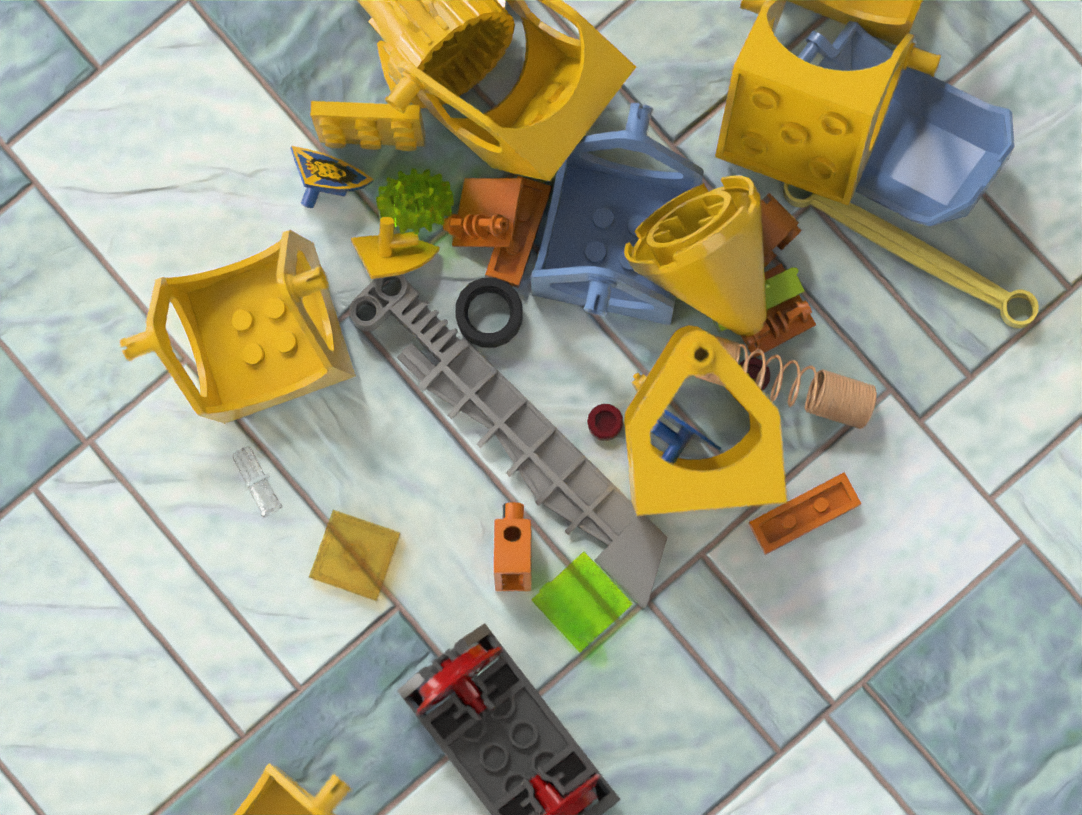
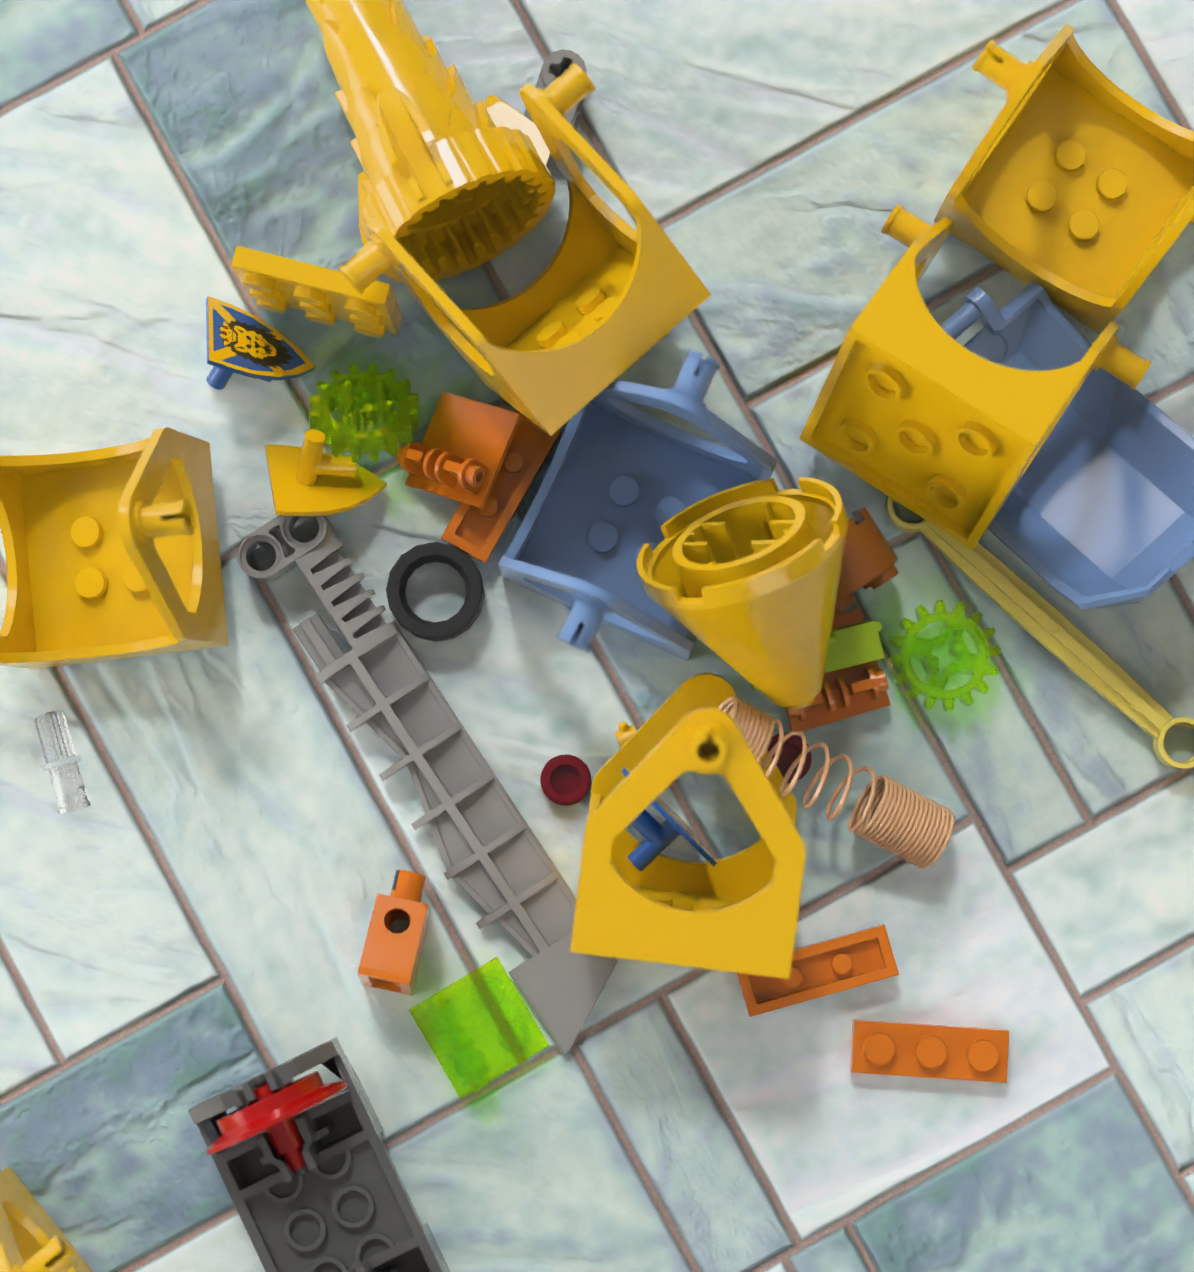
camera: 10 degrees right, 5 degrees up
(355, 555) = (177, 895): clear yellow plate -> none
(830, 283) = (965, 662): none -> clear neon green gear
(894, 553) = (929, 1051): none -> orange plate

